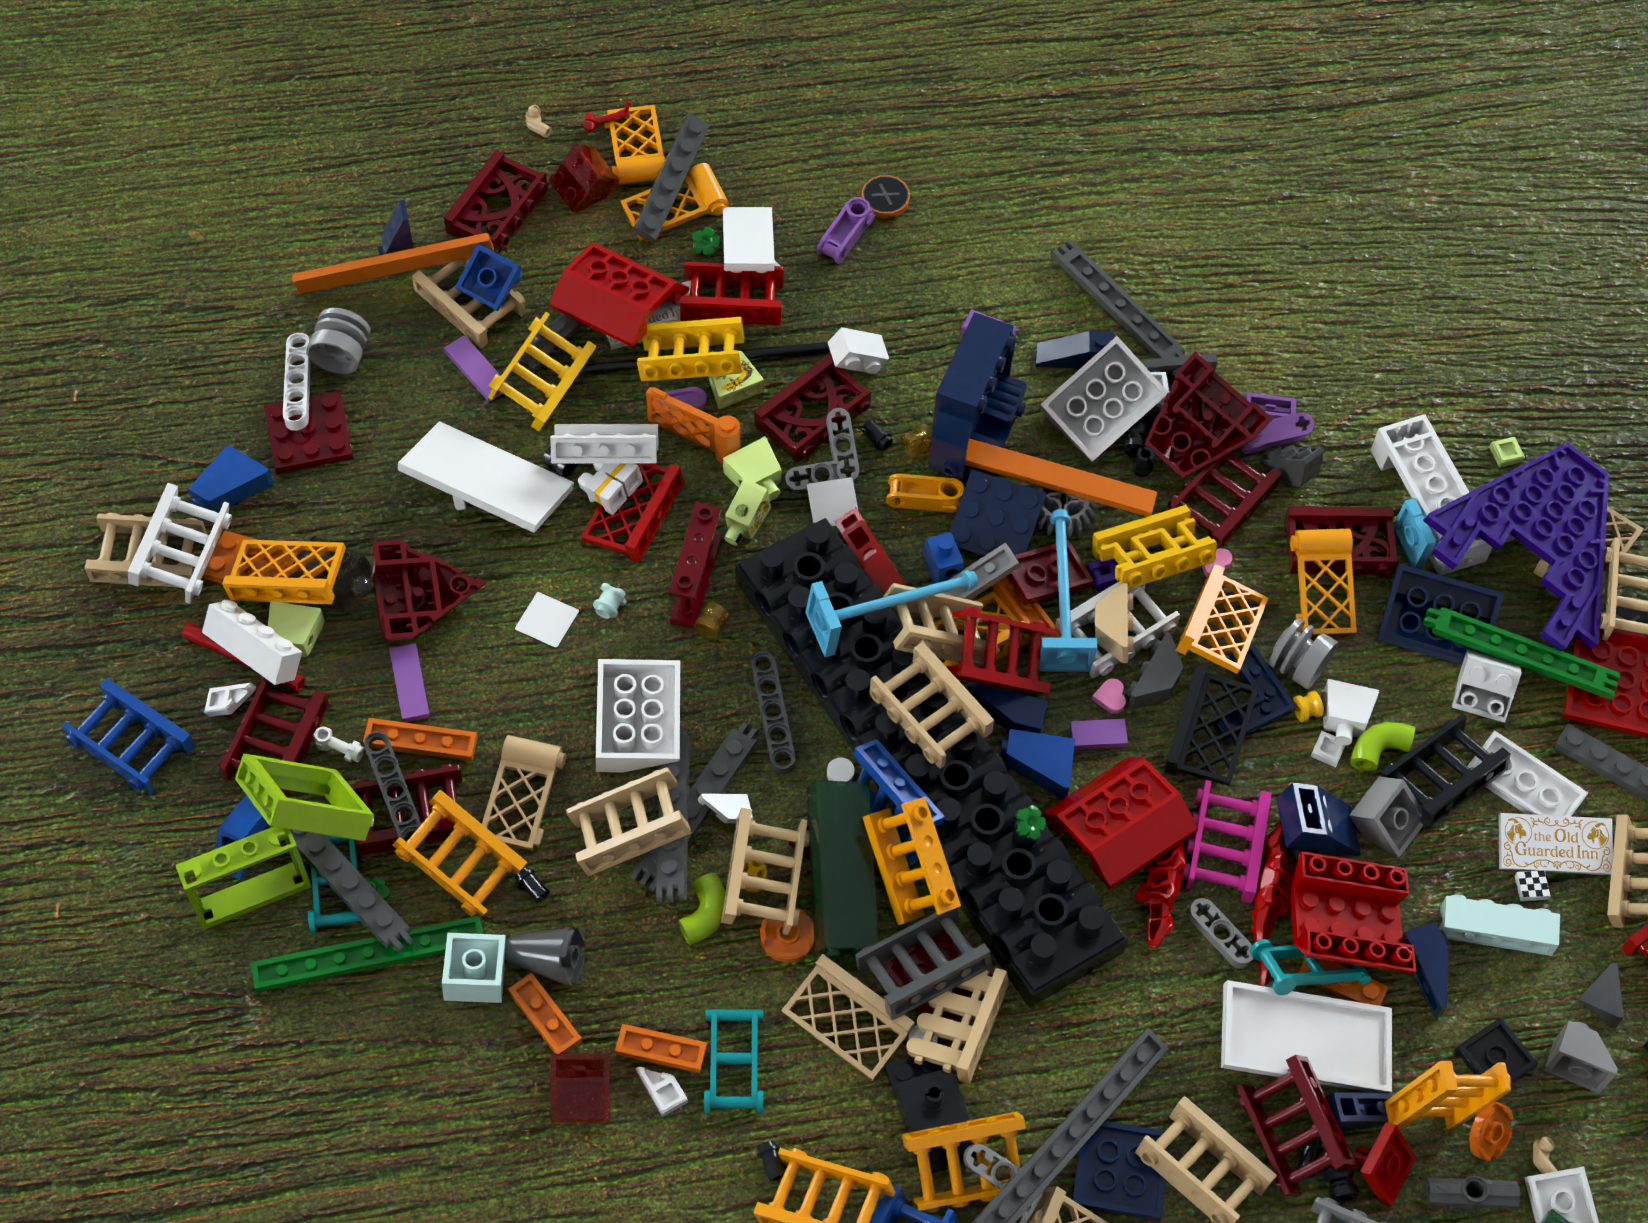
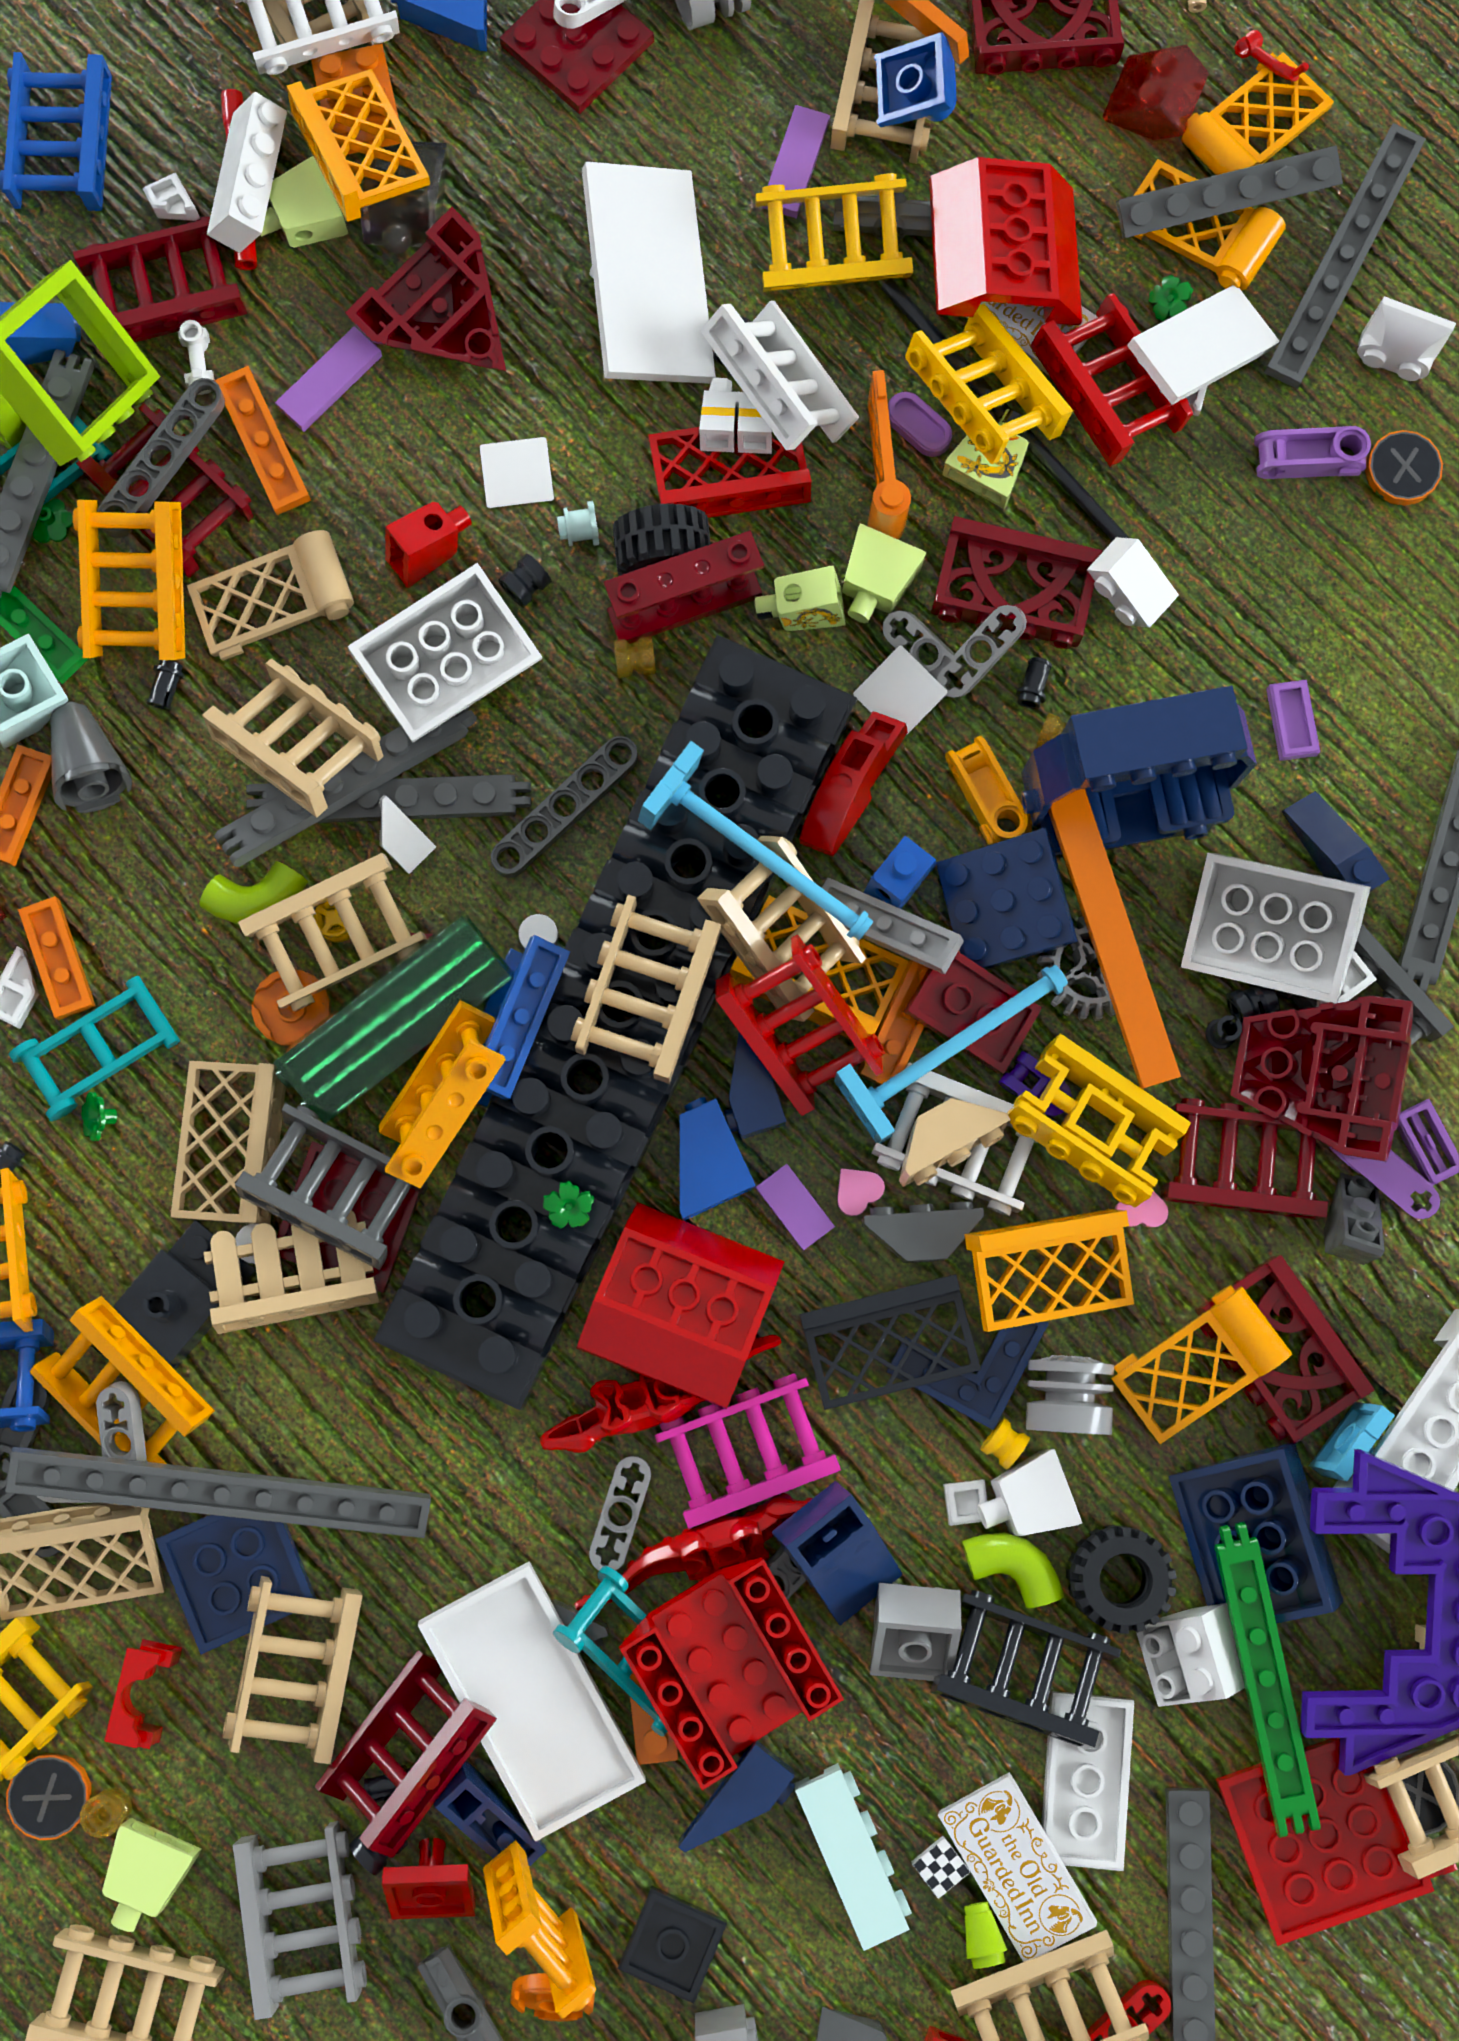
camera: 55 degrees right, 20 degrees up
(557, 677) = (423, 540): none -> red torso
(620, 646) = (524, 580): none -> black wheel
(656, 560) = (658, 534): none -> black tyre
(746, 151) = (1344, 256): none -> dark grey plate
(779, 1084) = (95, 1116): none -> green plant
(817, 151) = (1403, 339): none -> white slope
(1430, 676) = (1154, 1588): none -> black tyre
(1585, 885) = (983, 1937): none -> lime cone

